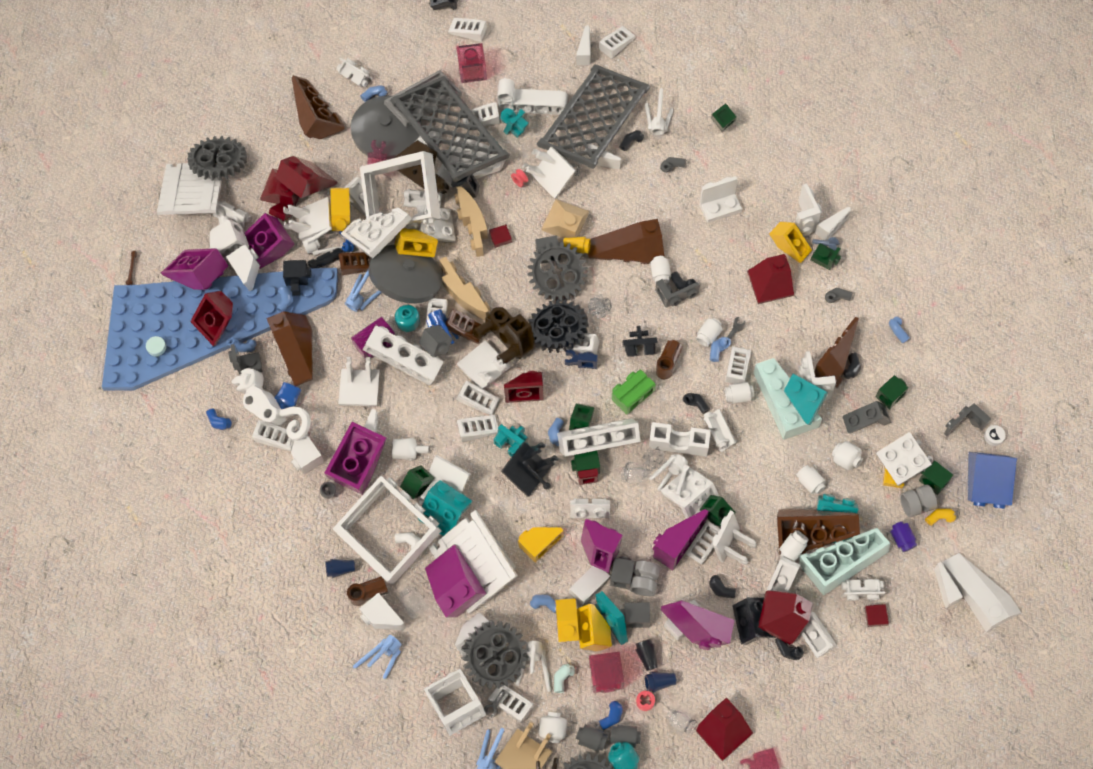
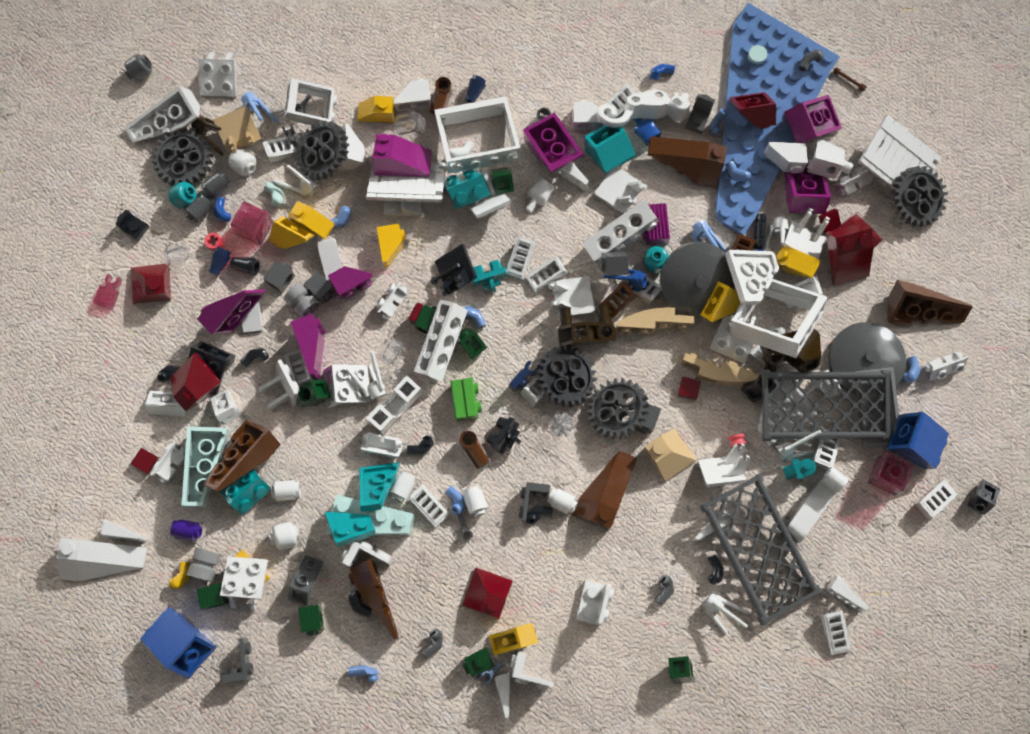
camera: 120 degrees right, 10 degrees up
(134, 304) = (809, 57): none -> dark grey arm
(296, 274) = (754, 192): black brick -> none
(327, 412) = (609, 147): none -> teal slope
(377, 155) = (835, 327): clear pink plate -> none
(388, 646) = (386, 87): light blue plant -> none
(418, 641) = (377, 110): none -> yellow slope
(432, 57) = (918, 439): none -> blue slope
(504, 141) = (786, 449): none -> white plant
(524, 388) = (526, 315): dark red slope -> none
(581, 243) = (634, 445): yellow cone -> none
(612, 616) = (285, 253): teal wing -> none
(756, 408) = (375, 485): none -> teal wing
(794, 545) = (238, 428): white brick -> none
(994, 435) = (212, 680): white tile -> none

